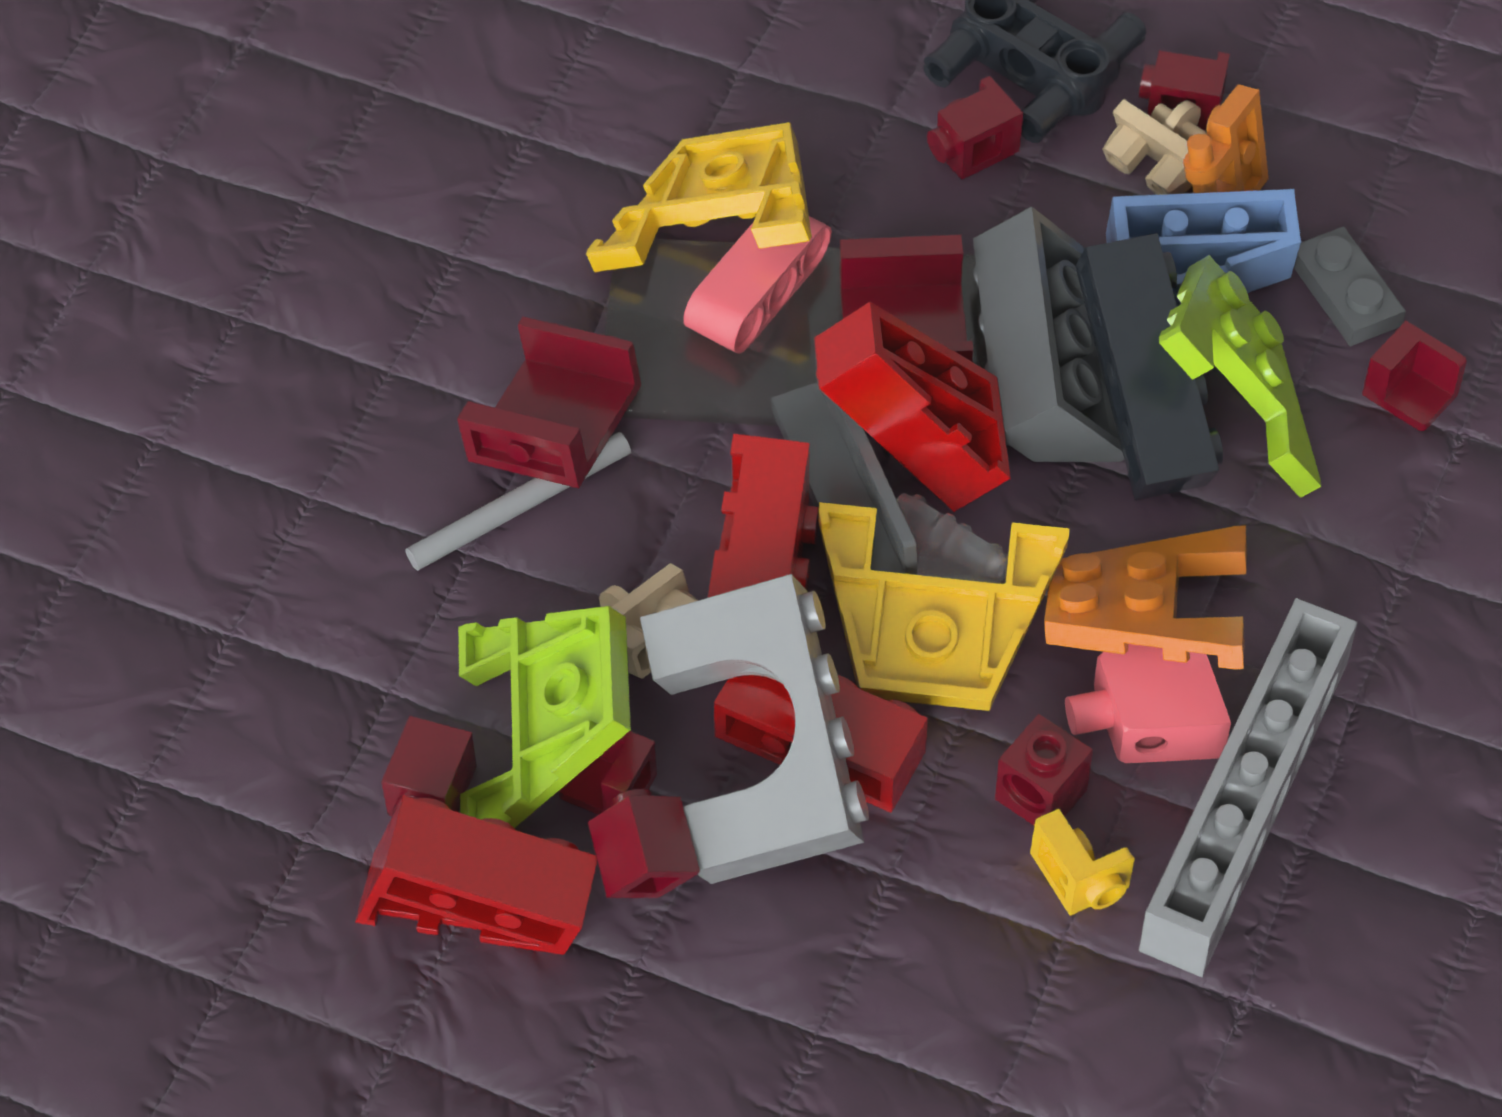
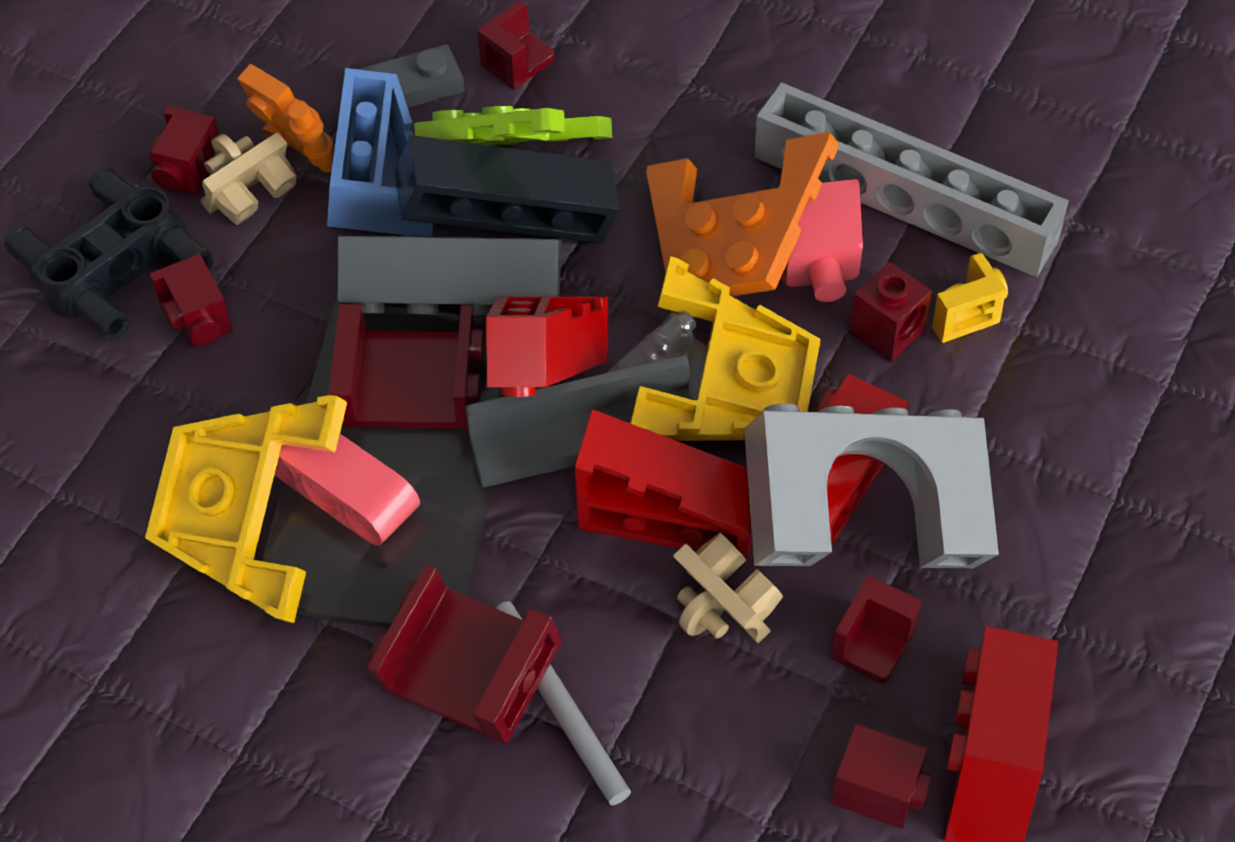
camera: 85 degrees left, 0 degrees up
(564, 701) = (827, 635): lime wing -> none
(643, 845) = (979, 586): dark red brick -> none

